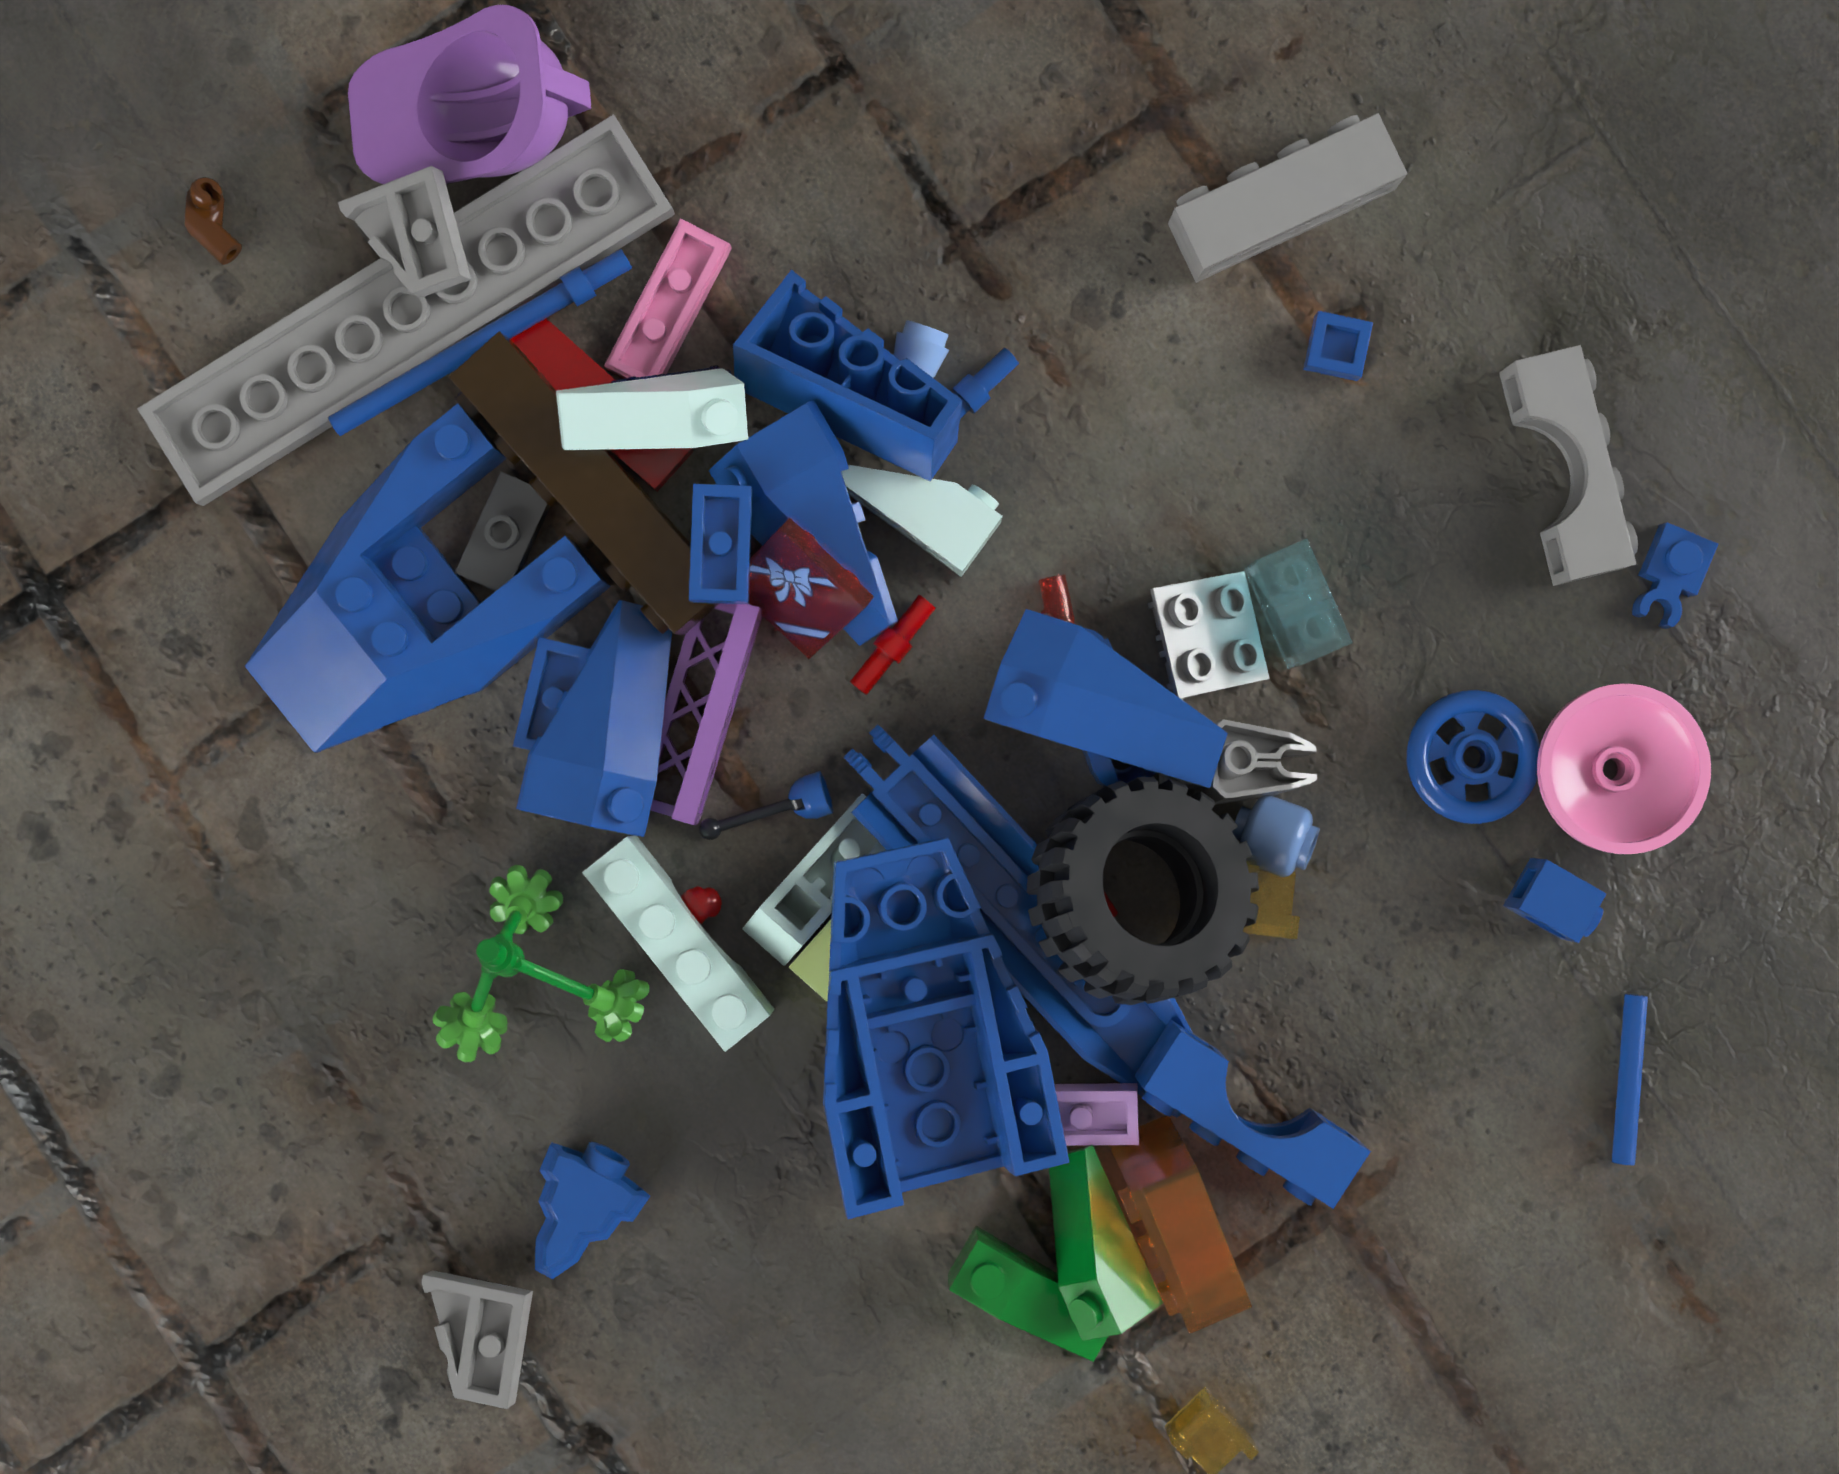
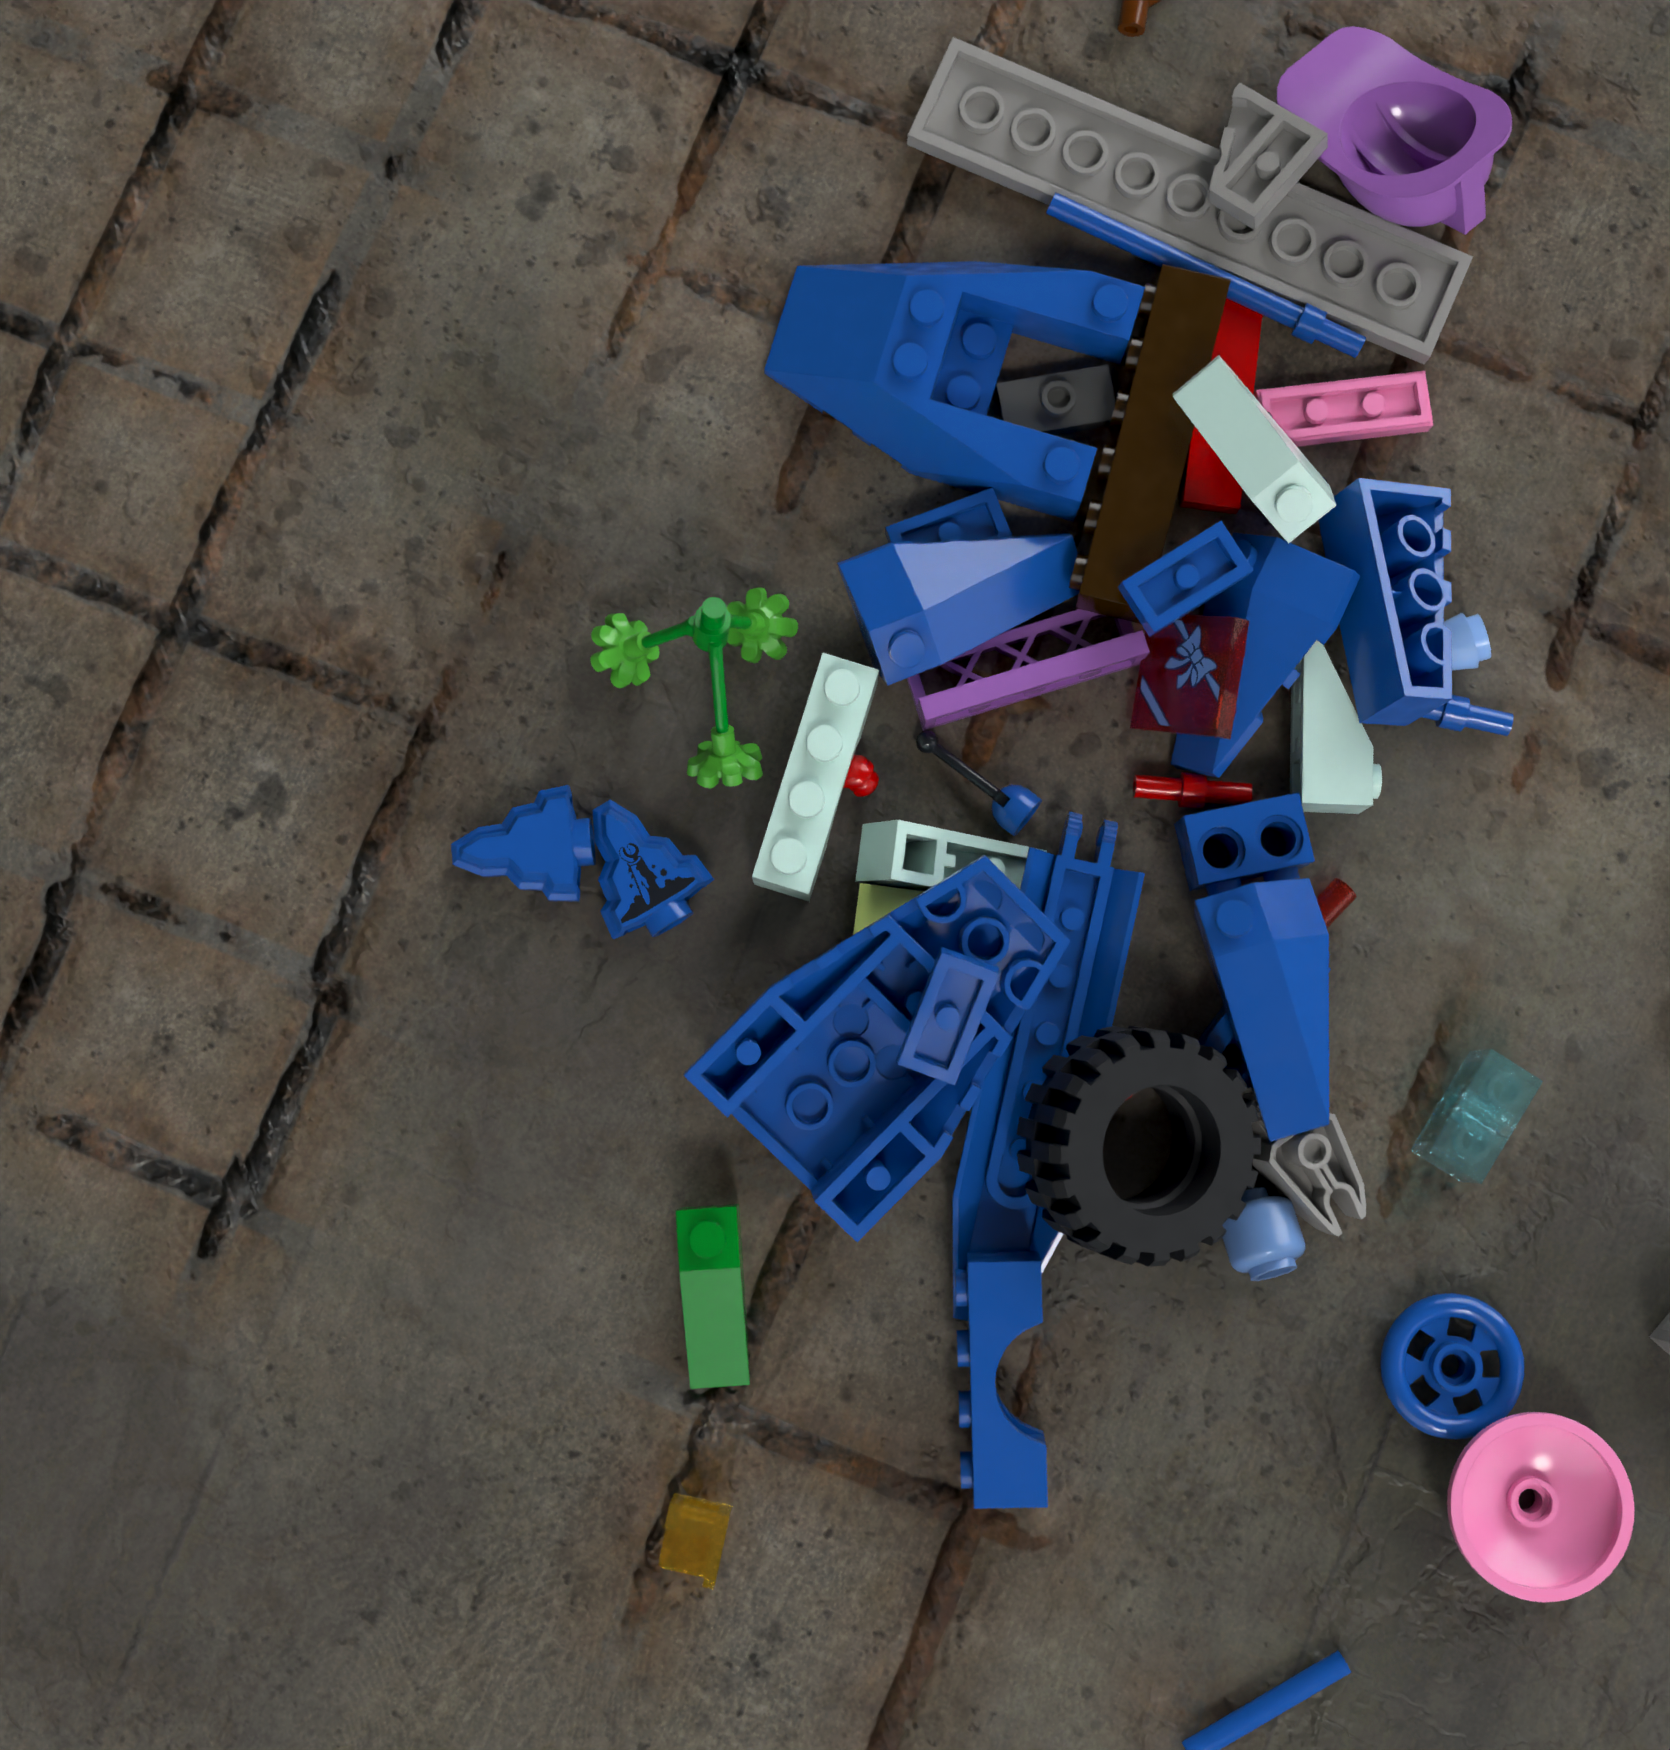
camera: 55 degrees right, 5 degrees down
(480, 1335) = (362, 837): light grey wing -> none
(664, 1132) = (643, 874): none -> blue rock
(942, 979) = (948, 1015): none -> blue plate
(950, 630) = (1240, 831): none -> blue brick
(1096, 1251) = (793, 1320): green slope -> none
(1099, 1113) = (913, 1243): lavender plate -> none
(1179, 1227) = (863, 1382): clear orange wedge -> none
(1208, 634) = (1394, 1056): light grey hinge -> none
(1274, 905) = (1199, 1276): clear yellow panel -> none
(1556, 900) = (1379, 1528): blue brick -> none

